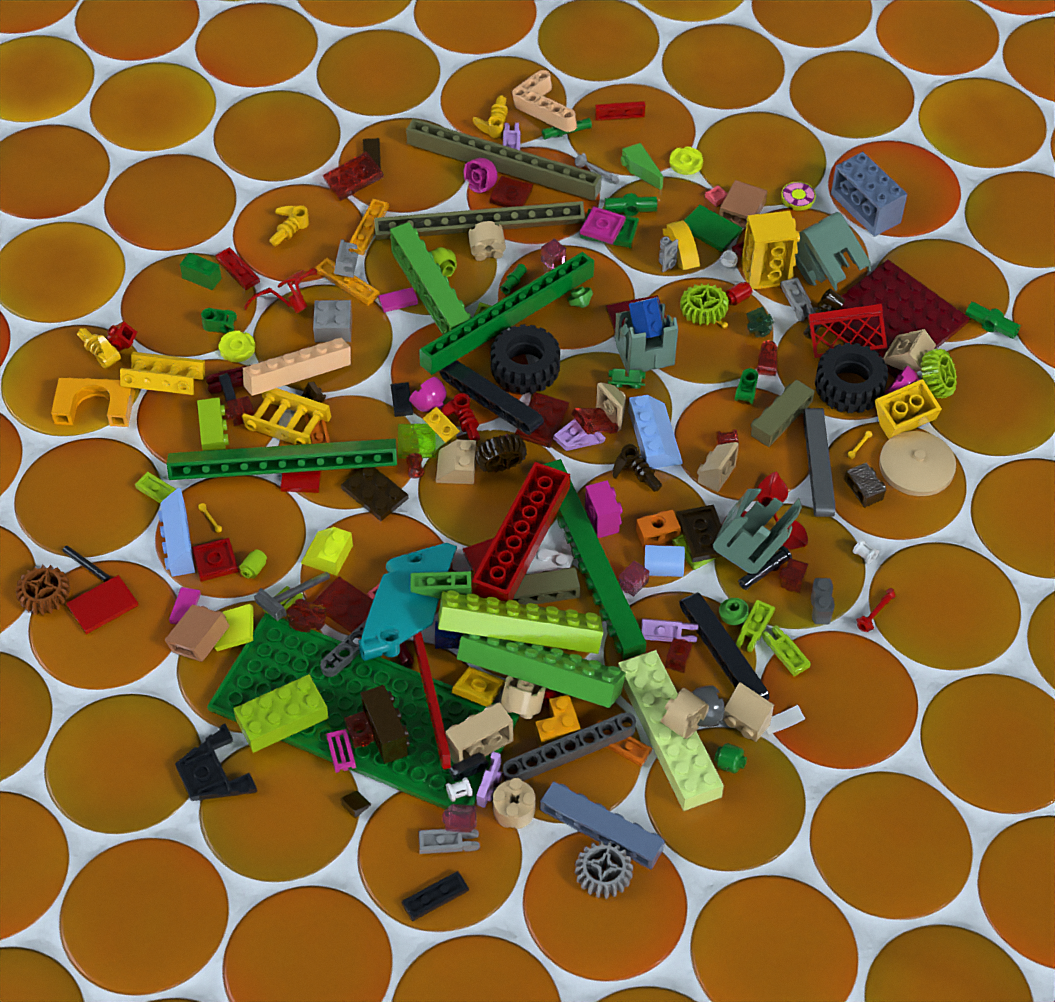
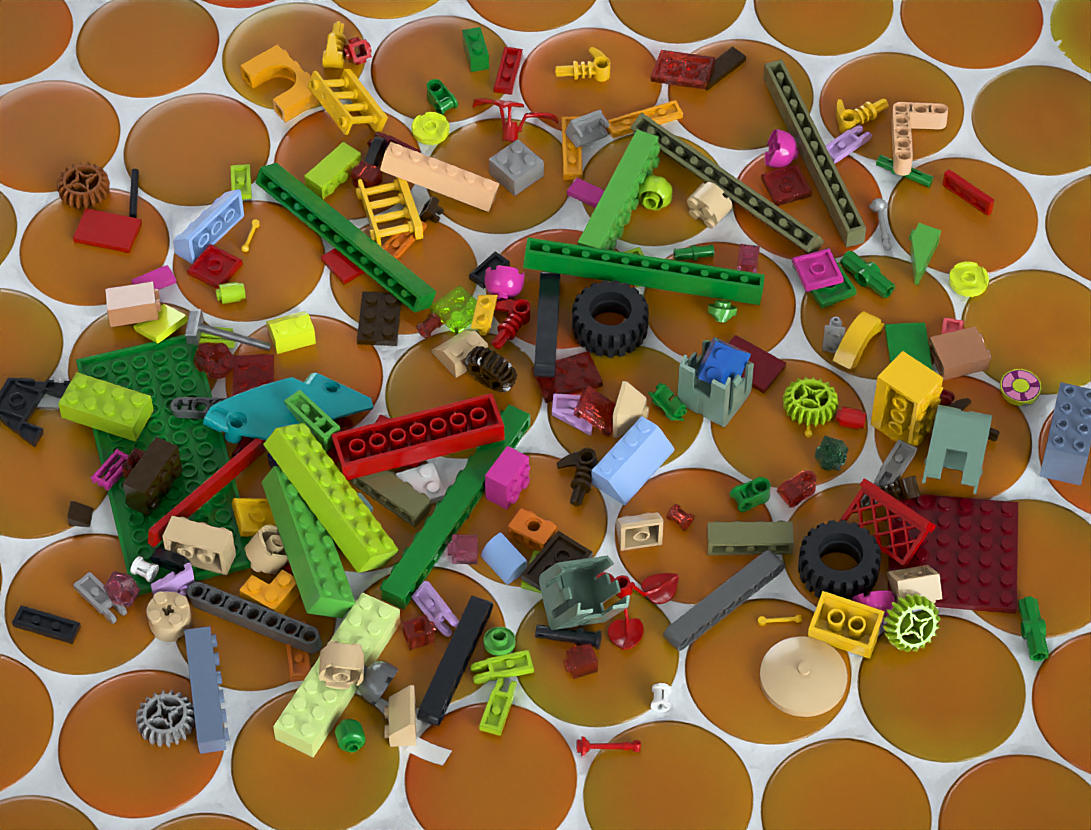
camera: 50 degrees right, 0 degrees up
(822, 601) = (573, 698): dark grey brick -> none
(865, 484) = (733, 650): dark brown brick -> none

